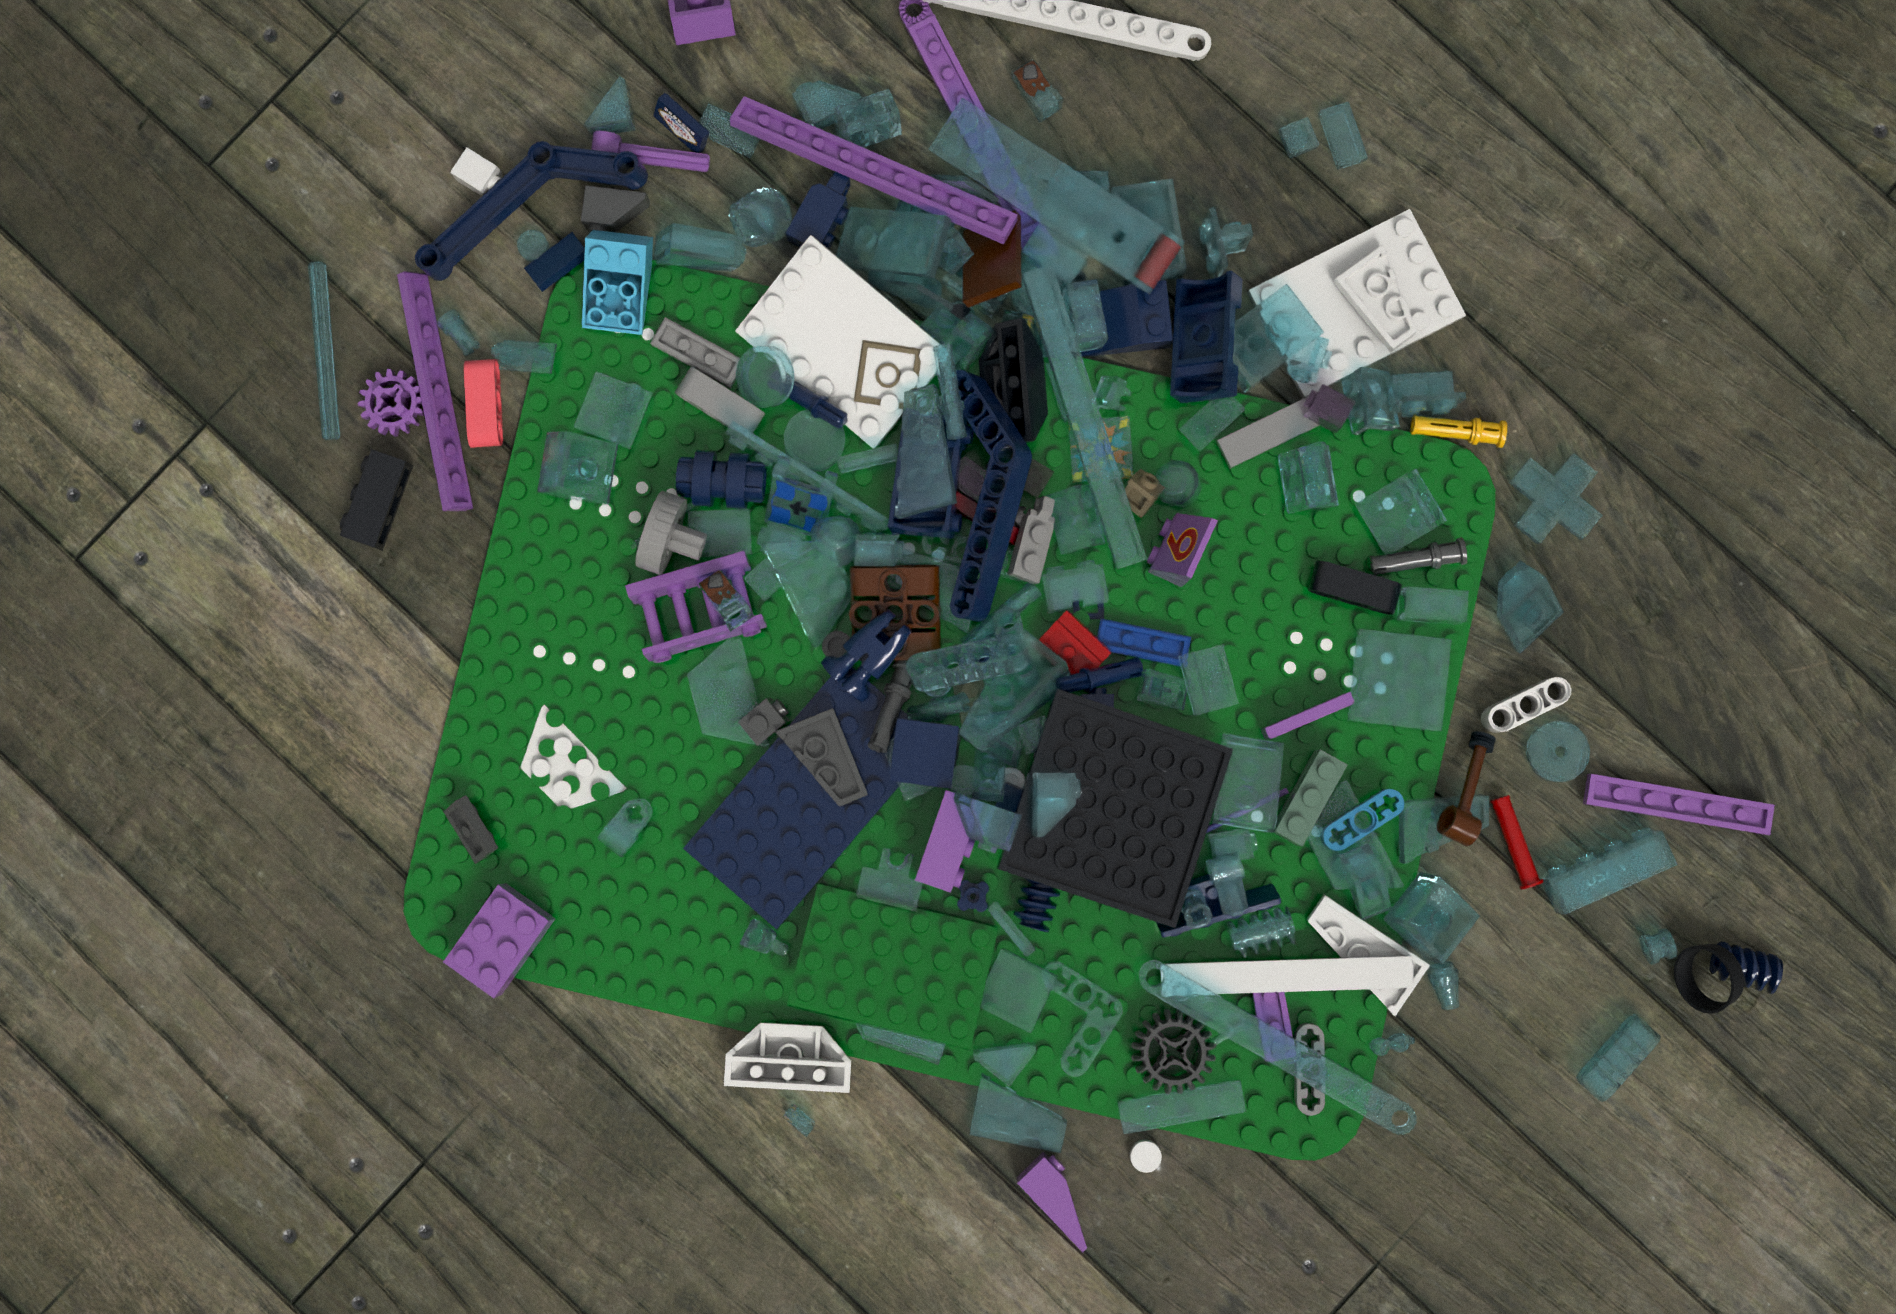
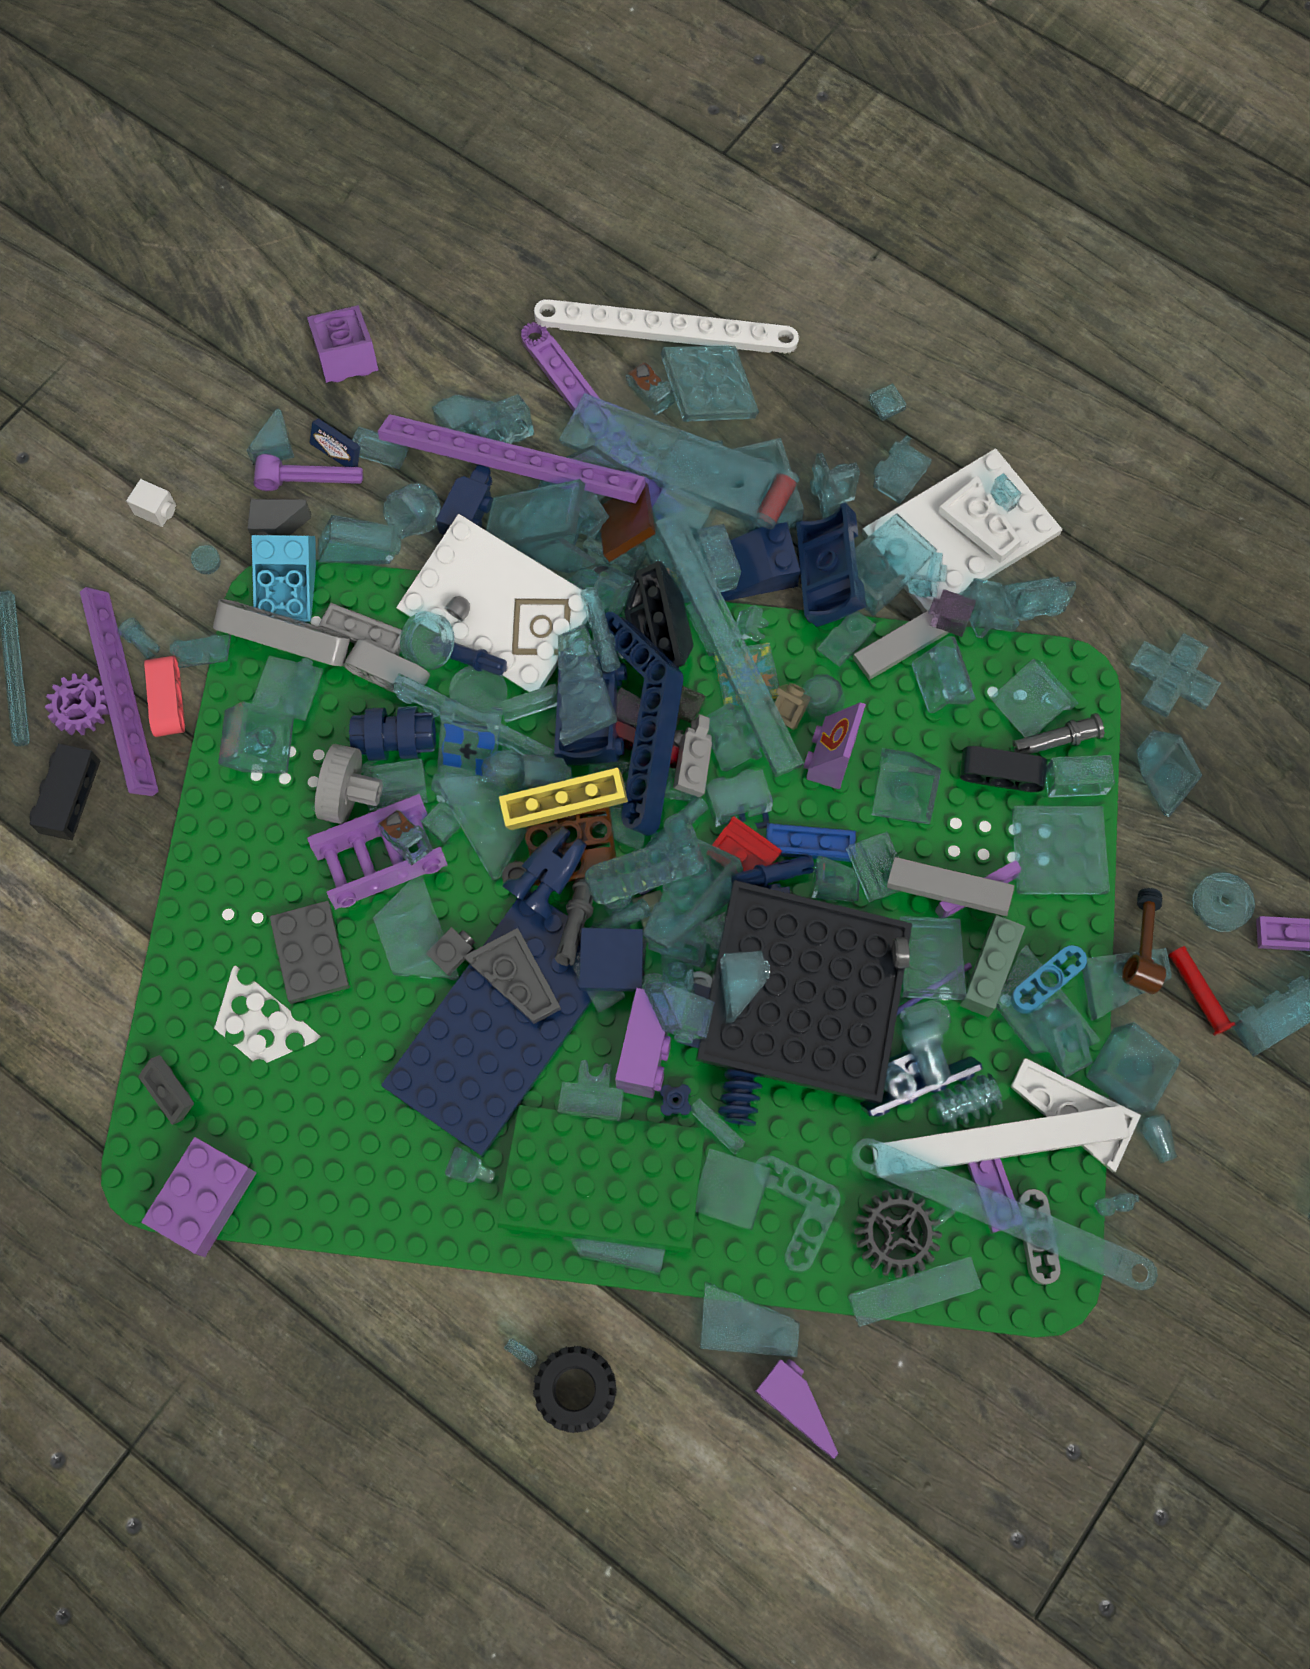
camera: 10 degrees left, 15 degrees down
(516, 189) = (210, 487): dark blue piece -> none
(556, 261) = (227, 569): dark blue tile -> none
(610, 348) = (281, 632): none -> light grey beam
(620, 702) = (309, 952): none -> dark grey plate
(622, 829) = (320, 1071): clear light blue piece -> none
(788, 1059) = (504, 1287): white wedge -> none
(802, 344) = (458, 607): none -> flat silver hinge
(839, 1186) = (545, 1389): none -> black tyre
(892, 584) = (563, 799): none -> light yellow brick
(1005, 1061) = (727, 1263): clear light blue slope -> none
(1103, 94) = (709, 383): none -> clear light blue plate
(1145, 1156) = (885, 1350): white tile -> none
(1216, 782) = (900, 952): none -> dark grey tile
(1248, 595) = (905, 787): none -> clear light blue slope
(1278, 714) = (950, 886): none -> light grey tile
(1302, 224) = (900, 470): none -> clear light blue bracket
(1342, 135) = (926, 397): clear light blue tile -> none
(1409, 269) = (1005, 493): none -> clear light blue plate
(1473, 431) = (1087, 624): yellow pin -> none
(1540, 703) = (1191, 849): white beam -> none

